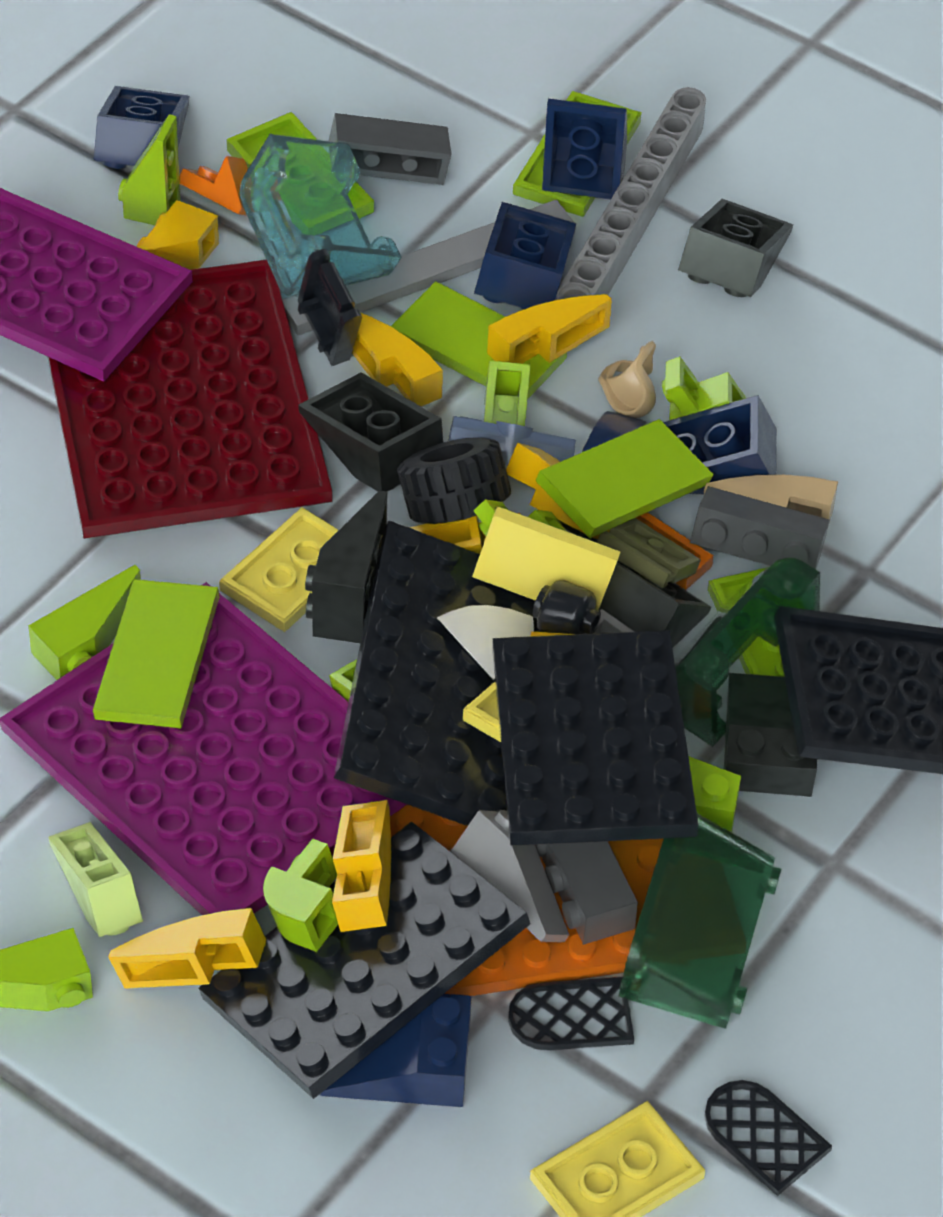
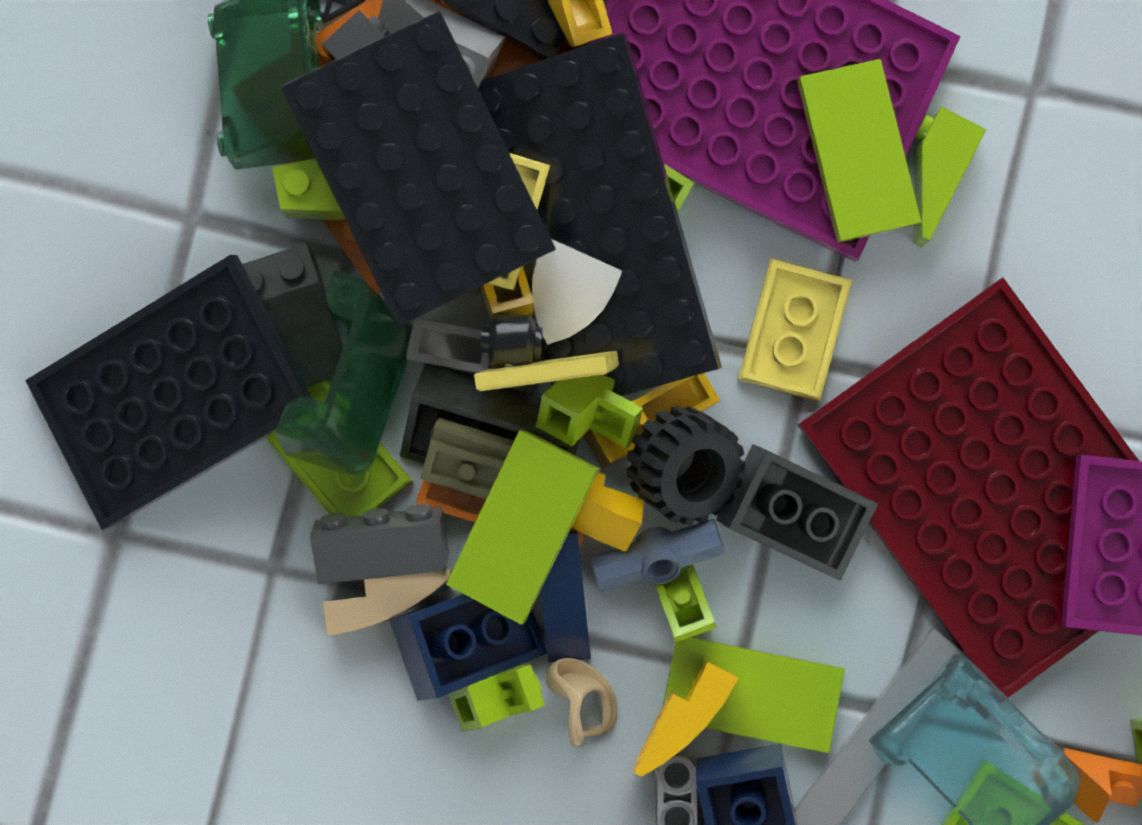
camera: 155 degrees right, 35 degrees up
(183, 235) = (1105, 687): yellow slope -> none
(329, 308) = (903, 631): black container -> none
(345, 574) = (732, 302): pearl dark grey slope -> none
(397, 360) = (823, 622): yellow slope -> none

